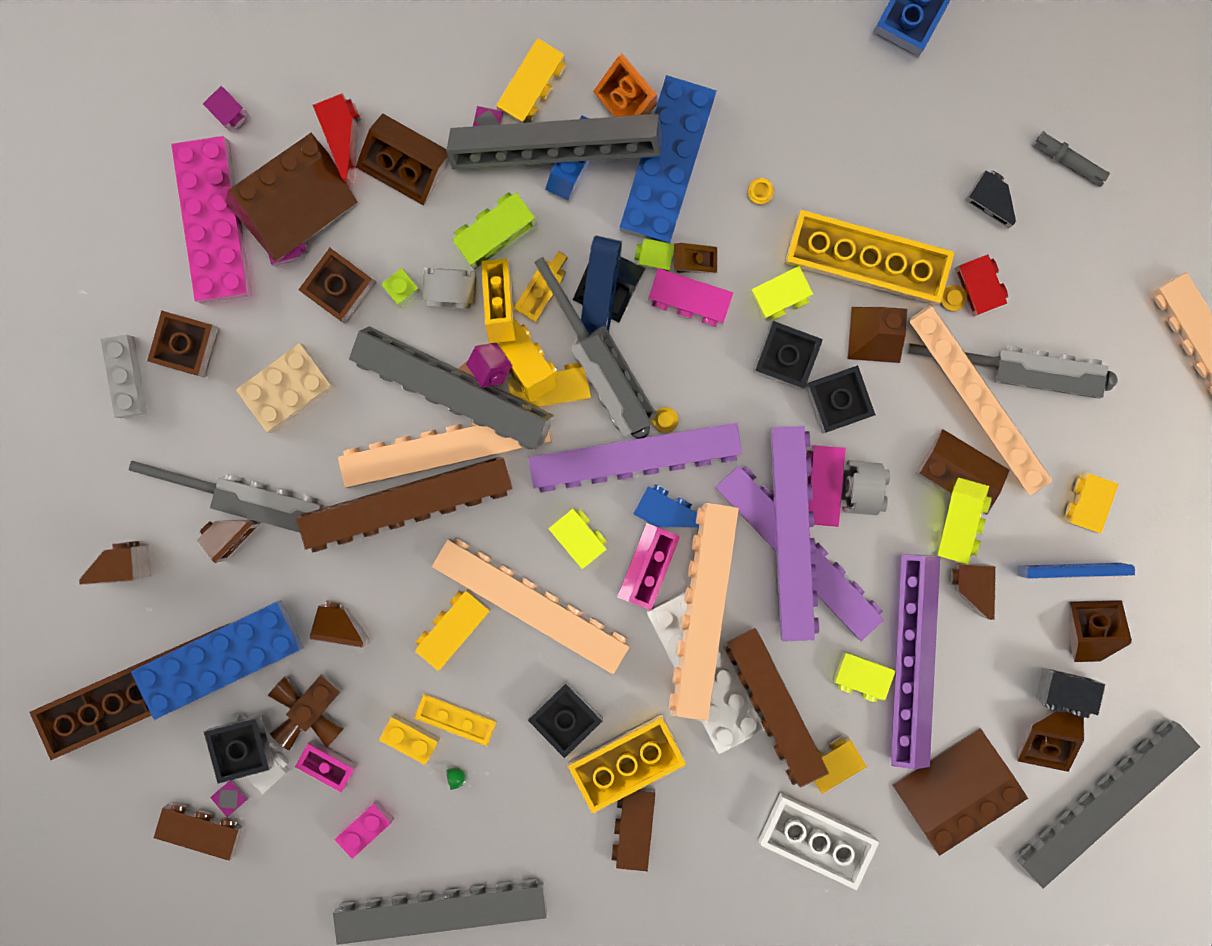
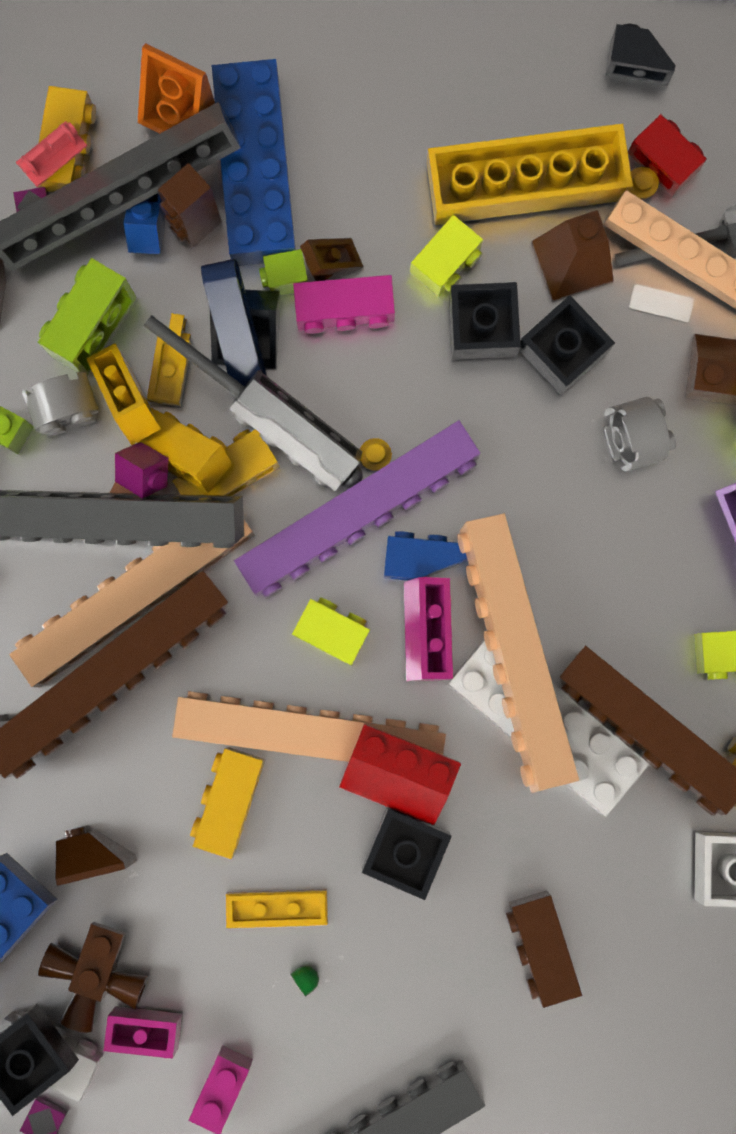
camera: 25 degrees left, 5 degrees down
(409, 739) = (230, 956): yellow brick -> none
(518, 94) = (51, 153): none -> coral hinge
(584, 662) = (400, 774): none -> red slope
(604, 180) = (189, 206): none -> reddish brown brick
(626, 764) = (501, 875): yellow slope -> none
(760, 191) = (374, 155): yellow plate -> none
(793, 533) = (580, 517): medium lavender brick -> none
(827, 483) = (589, 452): dark pink brick -> none
(831, 586) = (597, 541): medium lavender brick -> none
(928, 394) = (661, 303): none -> white sticker

